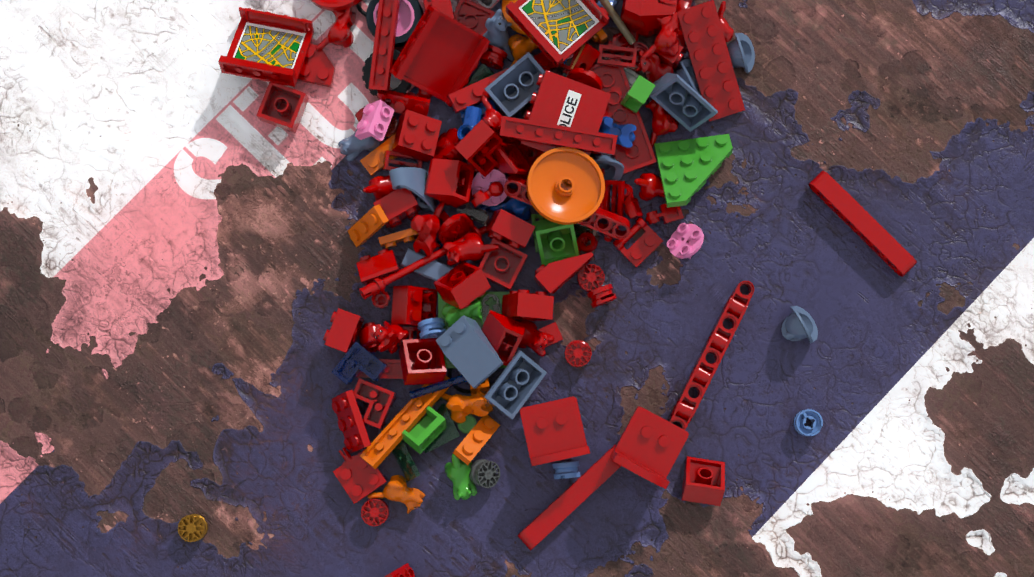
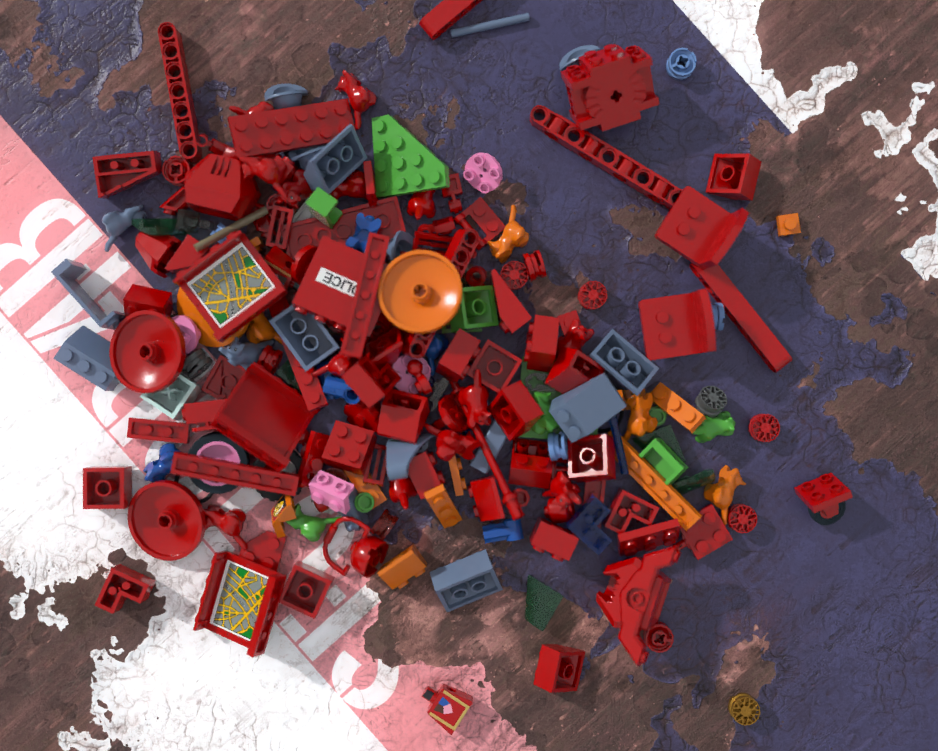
camera: 85 degrees left, 5 degrees up
(181, 245) = (447, 706): none -> red torso
(222, 348) = (559, 668): none -> red slope
(257, 440) = (659, 638): none -> red wheel
(283, 326) = (540, 602): none -> clear green slope
(293, 414) = (637, 597): none -> red helmet
(299, 254) = (465, 580): none -> sand blue slope
(308, 194) = (402, 567): none -> orange slope
(317, 160) = (367, 554): none -> red cylinder
(332, 124) = (330, 534): none -> red piece
(341, 105) = (310, 526): none -> bright green animal
(347, 174) = (380, 527): none -> clear red wheel
(348, 289) = (506, 530): none -> blue piece
(353, 80) = (282, 511): none -> orange slope
(366, 153) = (364, 502): none -> bright green plate
(463, 528) = (764, 427): none -> red wheel
(627, 273) = (512, 236): none -> orange animal
(662, 539) = (788, 224): none -> orange plate
(666, 136) = (370, 183): none -> red tile
(746, 120) = (359, 96): none -> red animal
(775, 351) = (610, 87): none -> red piece
(828, 238) = (490, 25): none -> sand blue bar

